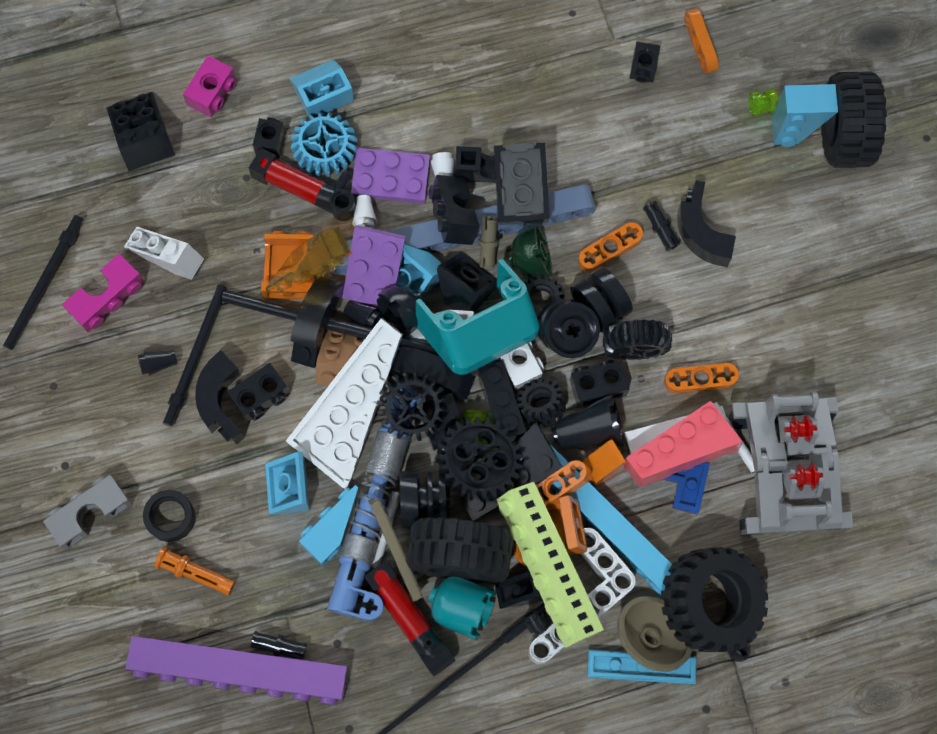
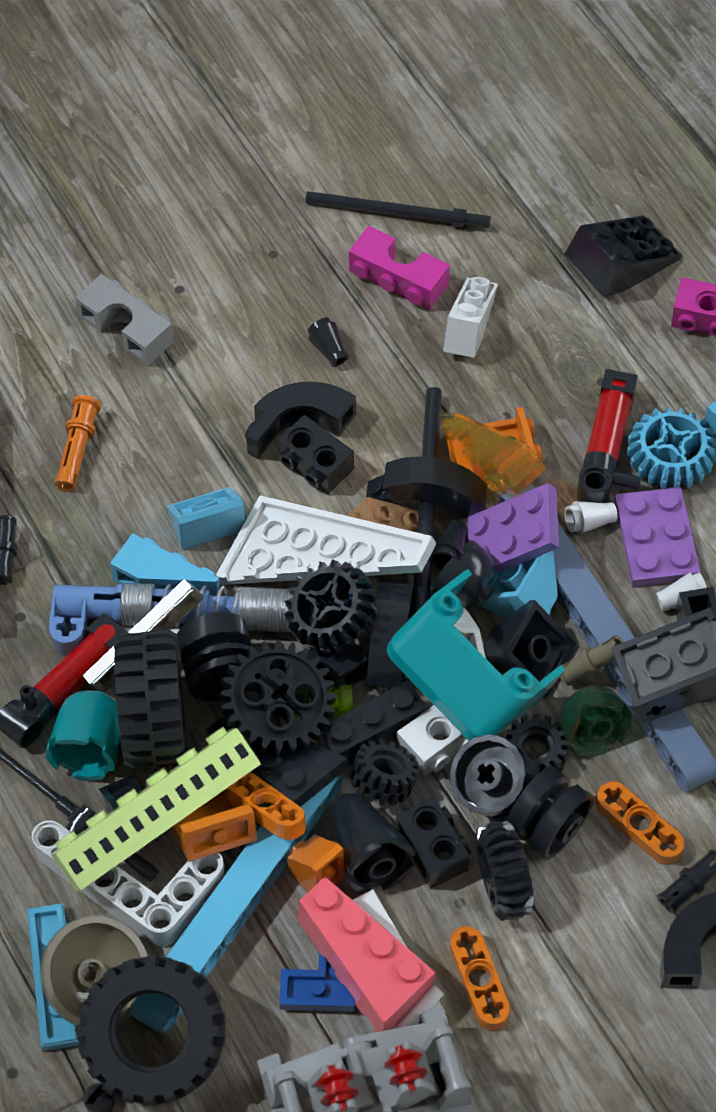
camera: 80 degrees right, 15 degrees down
(155, 501) = (139, 380): black tyre -> none
(177, 399) = (285, 375): black bar -> none
(266, 127) = (649, 383): black brick -> none
(449, 201) = (600, 606): black arch -> none

